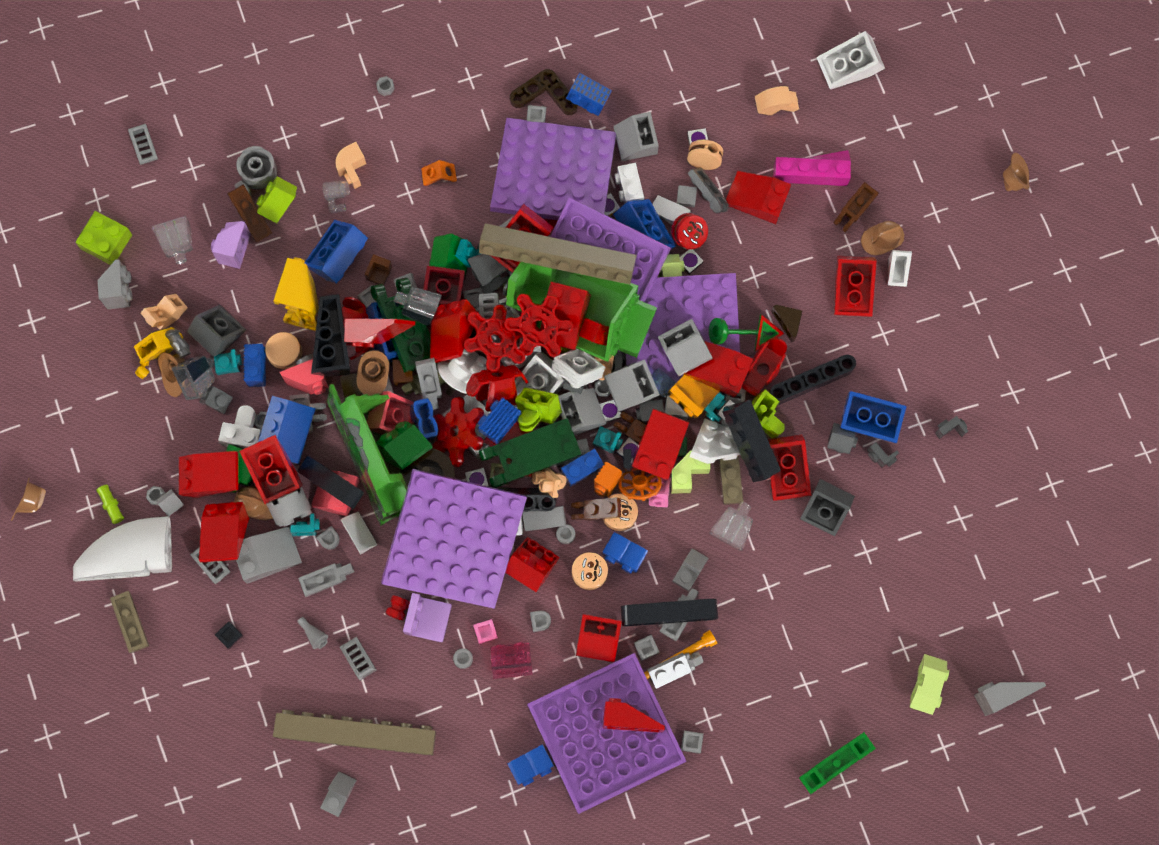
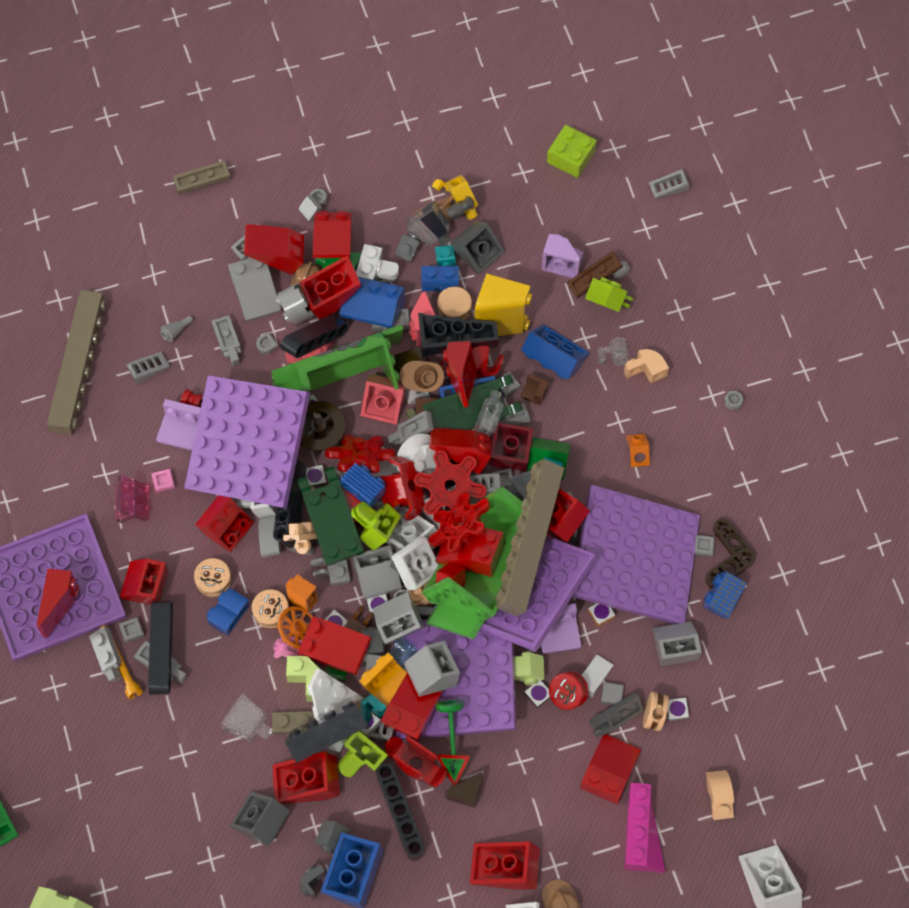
camera: 95 degrees right, 10 degrees down
(31, 500) = (320, 95): medium nougat piece -> none
(110, 504) = (313, 160): lime pin -> none
(114, 286) = (522, 159): light grey slope -> none
(128, 551) = (266, 177): white panel -> none
(165, 313) = (494, 202): light nougat brick -> none
(175, 238) = (570, 211): clear torso -> none
(228, 635) = (182, 259): black tile -> none
(252, 158) = (642, 280): light grey brick -> none
(306, 529) = (277, 326): teal bracket -> none
(338, 794) = (24, 348): light grey slope -> none
(358, 532) = (262, 370): white slope -> none
(403, 445) = (348, 403): green slope -> none
(421, 414) = (369, 426): blue brick -> none
(463, 658) = (138, 459): light grey tile -> none
(531, 765) = (27, 515): blue brick -> none
(540, 620) = (168, 531): light grey tile -> none
(565, 534) = (253, 558): light grey tile -> none
(582, 467) = (315, 569): blue brick -> none
(598, 509) = (272, 584): hinge -> none
(607, 440) = (347, 601): teal bracket -> none
(627, 460) = (325, 614): black tile -> none
(629, 183) = (622, 633): white brick -> none
(644, 218) = (572, 644): blue slope -> none
(690, 570) = (207, 676): light grey slope -> none
(692, 742) = (32, 669): light grey tile -> none
(857, 205) = (598, 875): reddish brown hinge -> none

